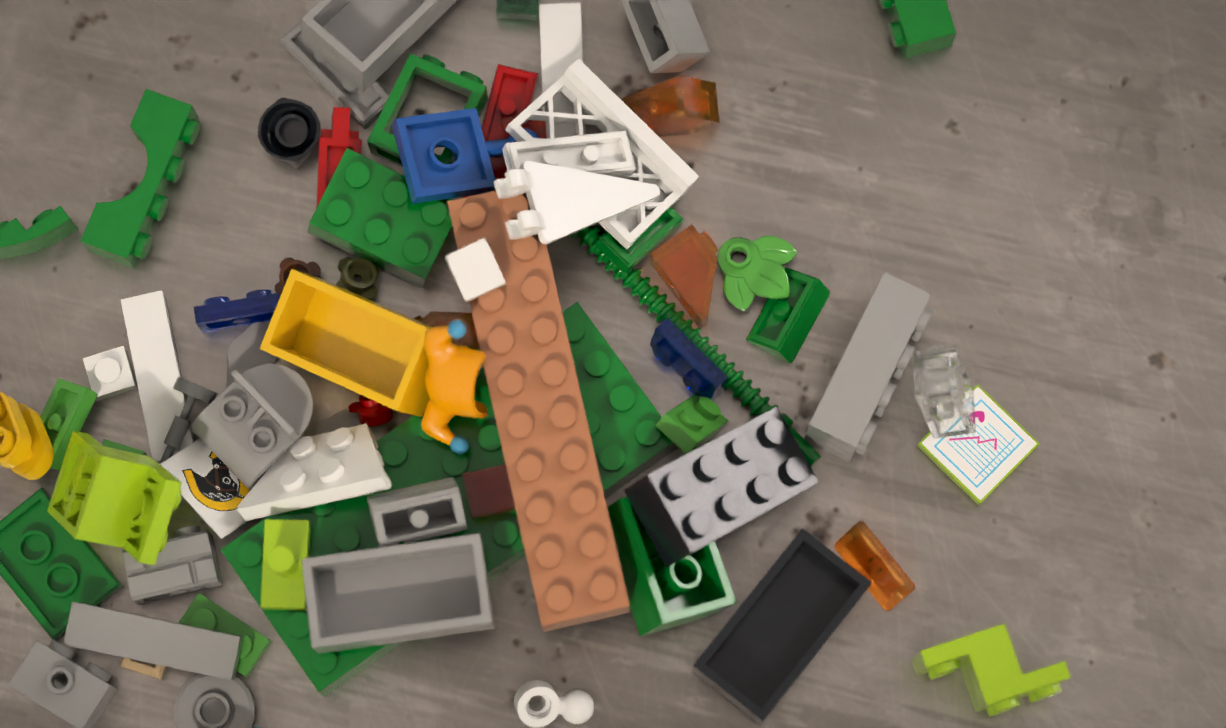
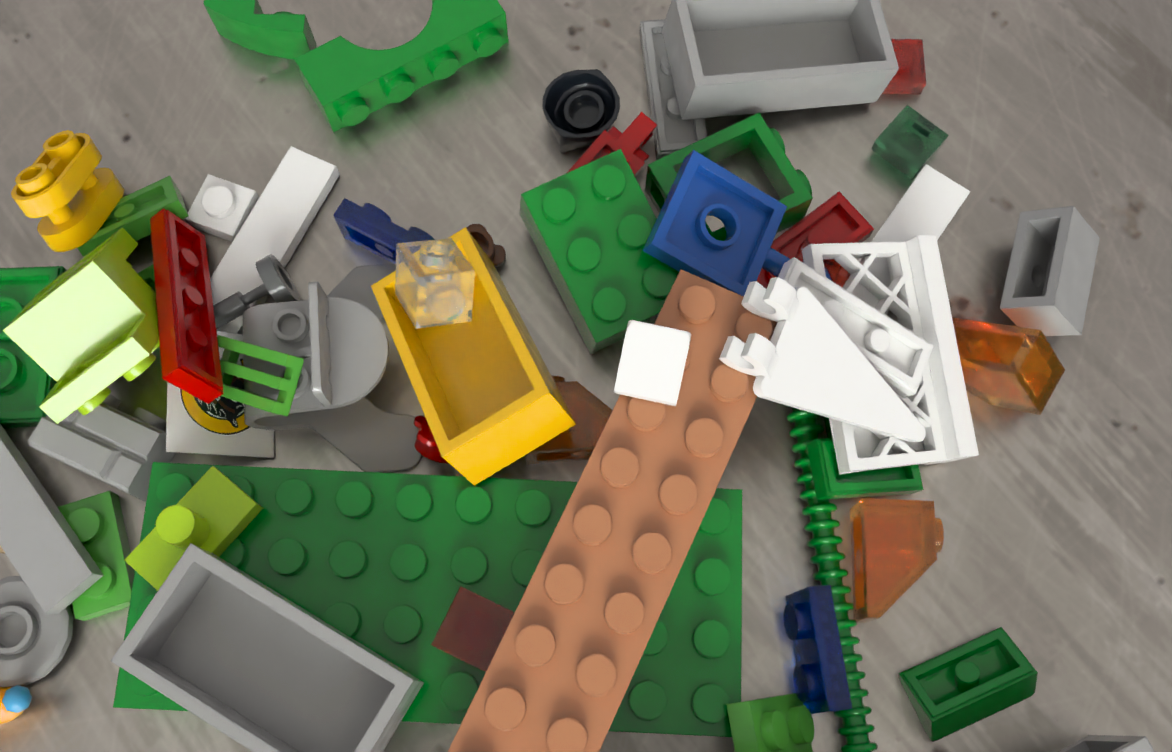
camera: 35 degrees right, 5 degrees down
(156, 444) = (185, 308): none -> red tile
(212, 464) = (286, 385): none -> bright green tile
(303, 317) = (434, 282): none -> clear brick
(319, 472) = (319, 462): white wing -> none
(358, 267) = (544, 287): olive plate -> none
(417, 512) = (369, 591): light grey brick -> none
(450, 384) = (526, 472): light orange piece -> none
(760, 272) = (971, 612): bright green plate -> none

